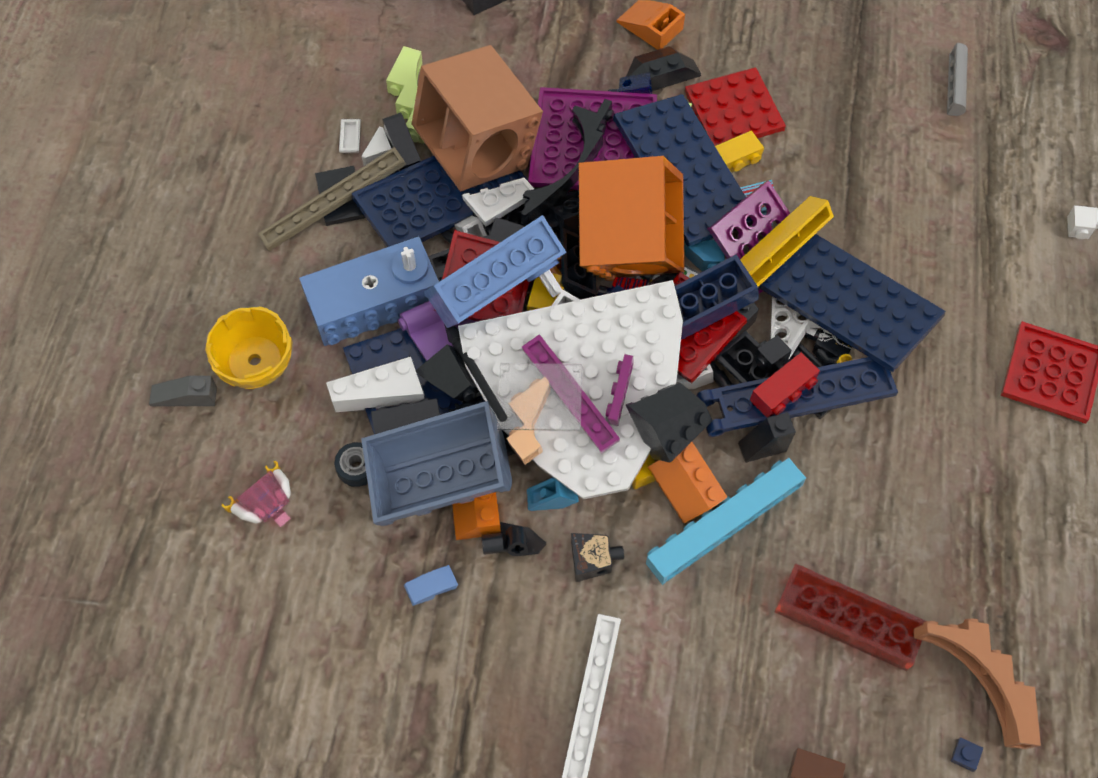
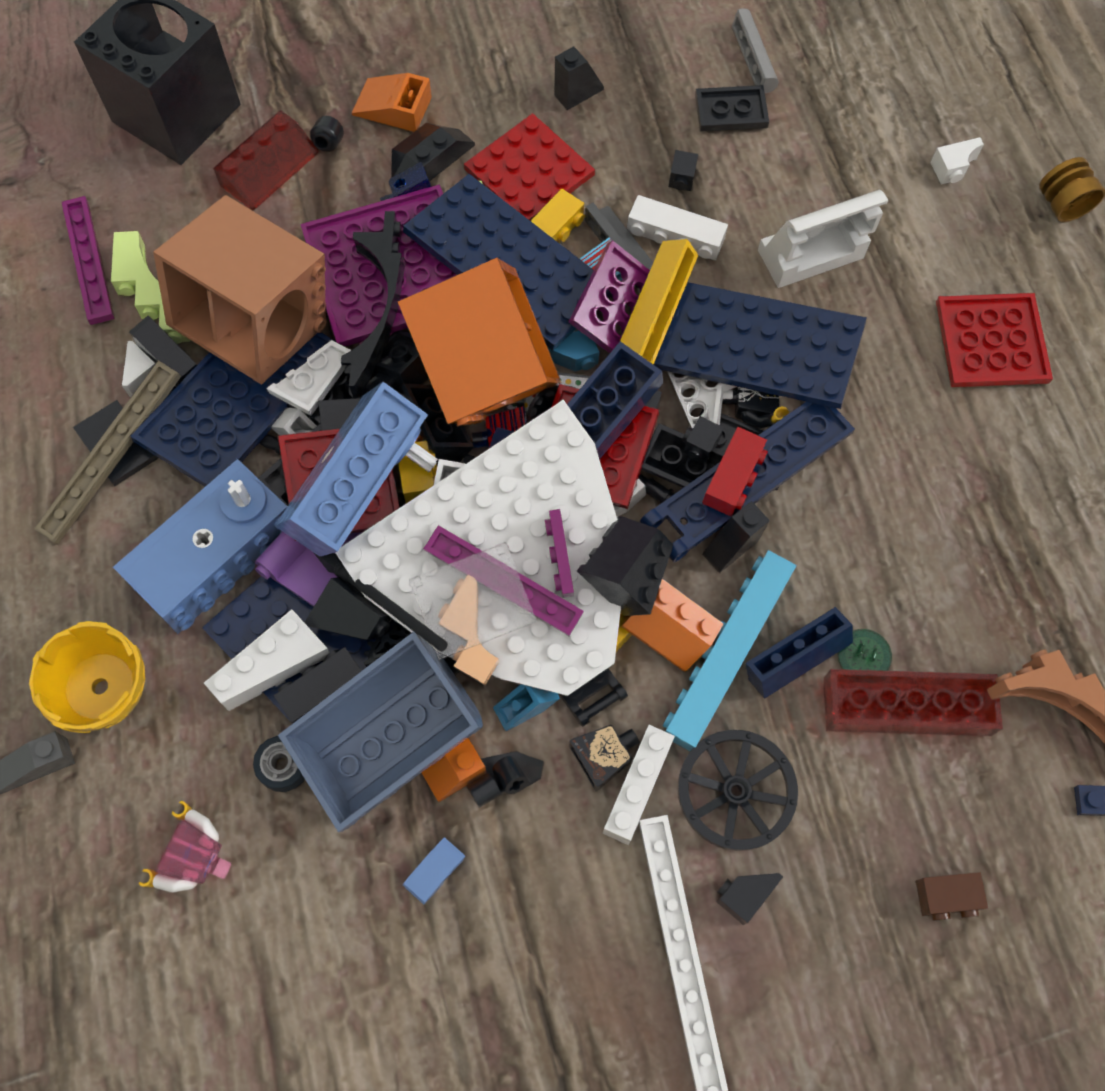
camera: 25 degrees left, 5 degrees up
(349, 136) = (95, 365): white tile -> none
(376, 60) = (87, 260): none -> magenta plate
(536, 33) = (265, 160): none -> clear red slope
(590, 28) = (326, 133): none -> black head
(603, 504) = (592, 687): none -> black plate
(609, 588) = (638, 785): none -> white brick
(655, 702) = (746, 894): none -> black slope
(683, 617) = (745, 787): none -> black wheel
(777, 171) = (607, 225): none -> dark grey panel
(779, 543) = (800, 652): none -> dark blue brick
(799, 52) = (574, 79): none -> black slope
(821, 183) = (666, 222): none -> white brick
(833, 564) = (866, 652): none -> clear green piece
(855, 151) = (683, 170): none -> black brick
(918, 117) = (731, 108): none -> black plate
(941, 241) = (822, 239): none -> white panel

